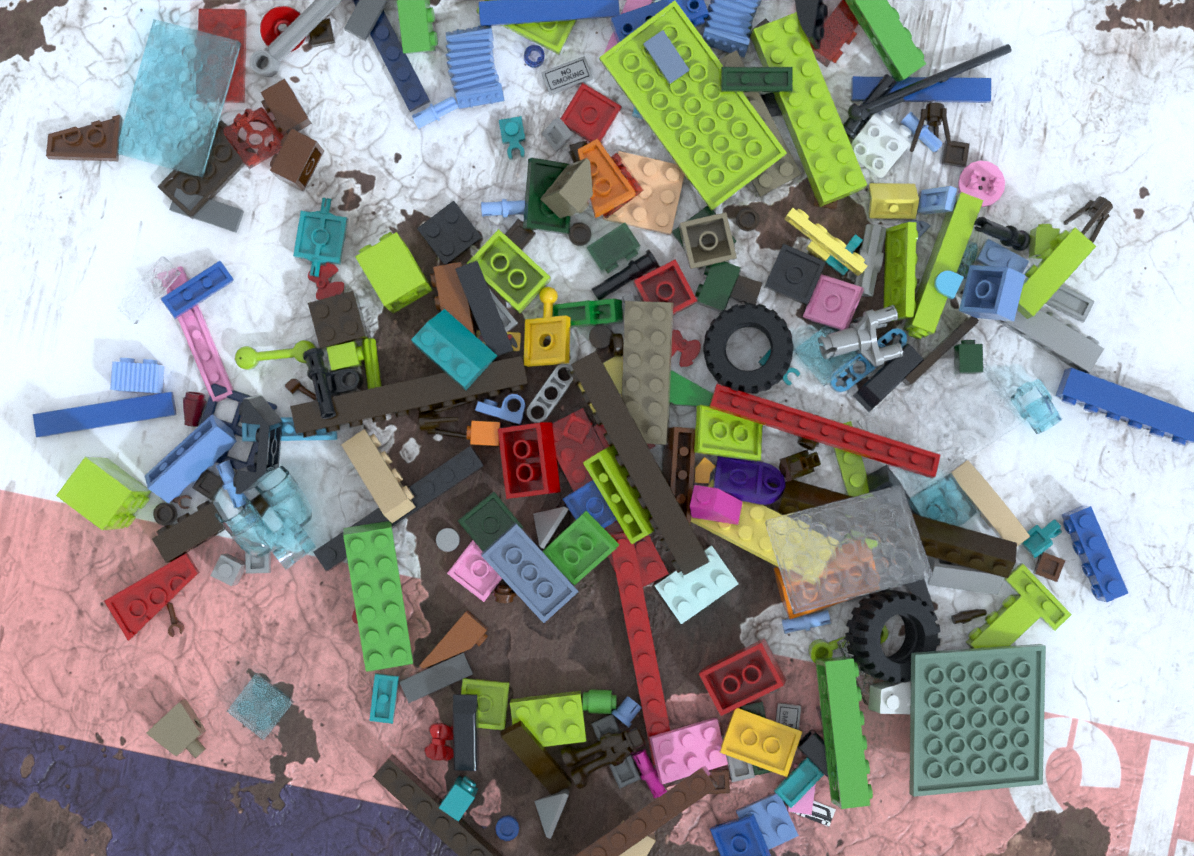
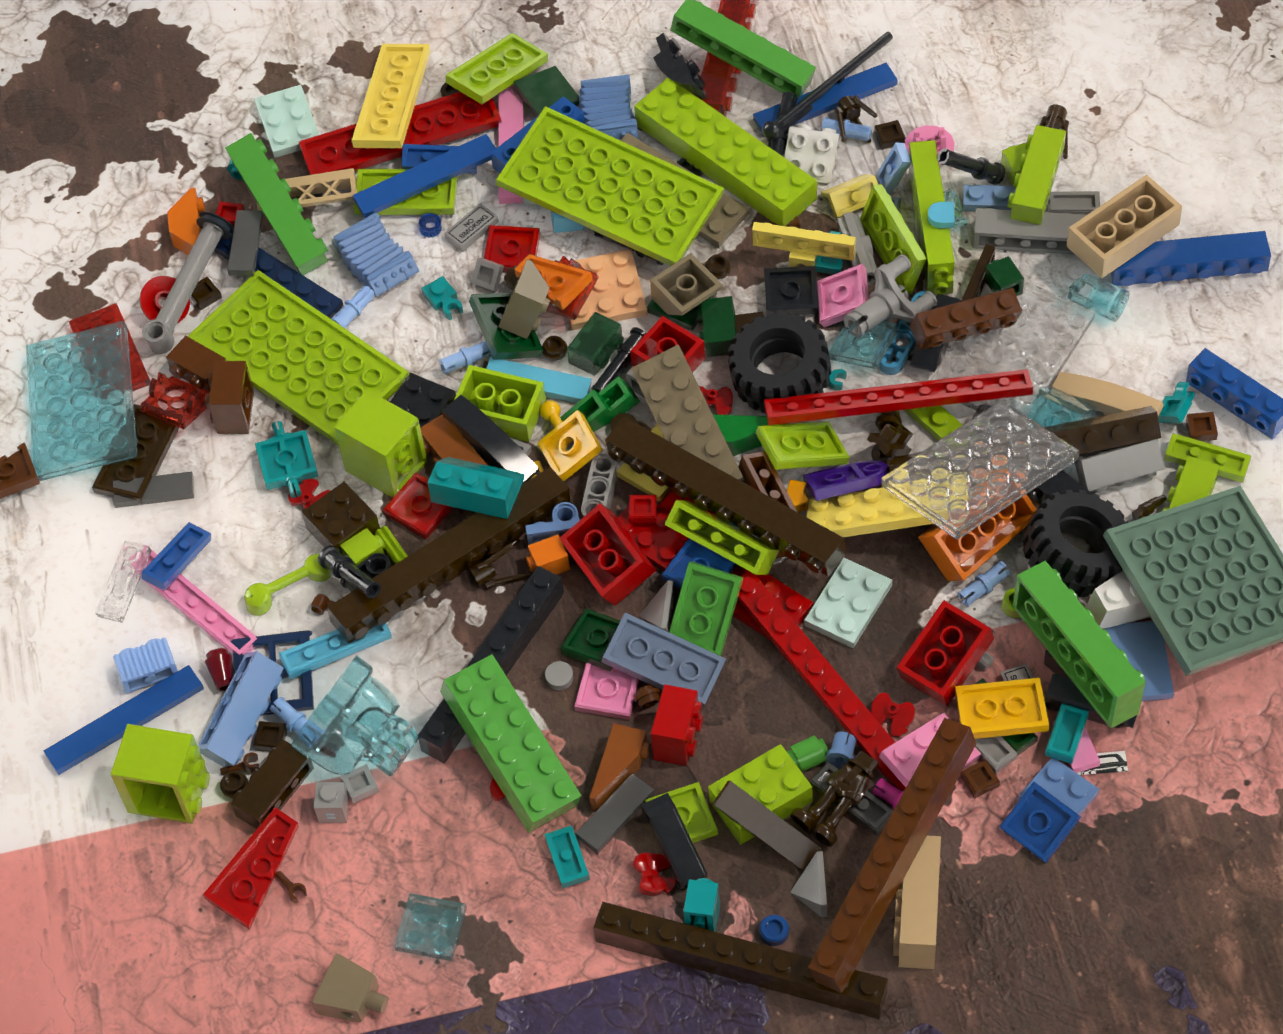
camera: 15 degrees left, 30 degrees down
(258, 411) = (303, 628): black slope -> none
(370, 139) = (297, 353): none -> lime plate
(378, 475) = (453, 631): tan brick -> none
(402, 327) = (414, 507): none -> red tile
(510, 637) = (676, 725): none -> red brick
(552, 260) = (556, 384): none -> medium azure tile
(616, 344) = (644, 417): dark brown tile -> none
(666, 57) = (561, 152): sand blue tile -> none
(686, 701) = (902, 714): none -> red piece
(715, 505) = (823, 502): dark pink slope -> none
(756, 79) = (659, 137): dark green tile -> none
(887, 745) = (1146, 653): none -> medium blue tile
(916, 387) = (965, 319): none -> reddish brown brick
(992, 292) = (989, 205): medium blue brick -> none
(1091, 364) = (1124, 226): none -> tan brick

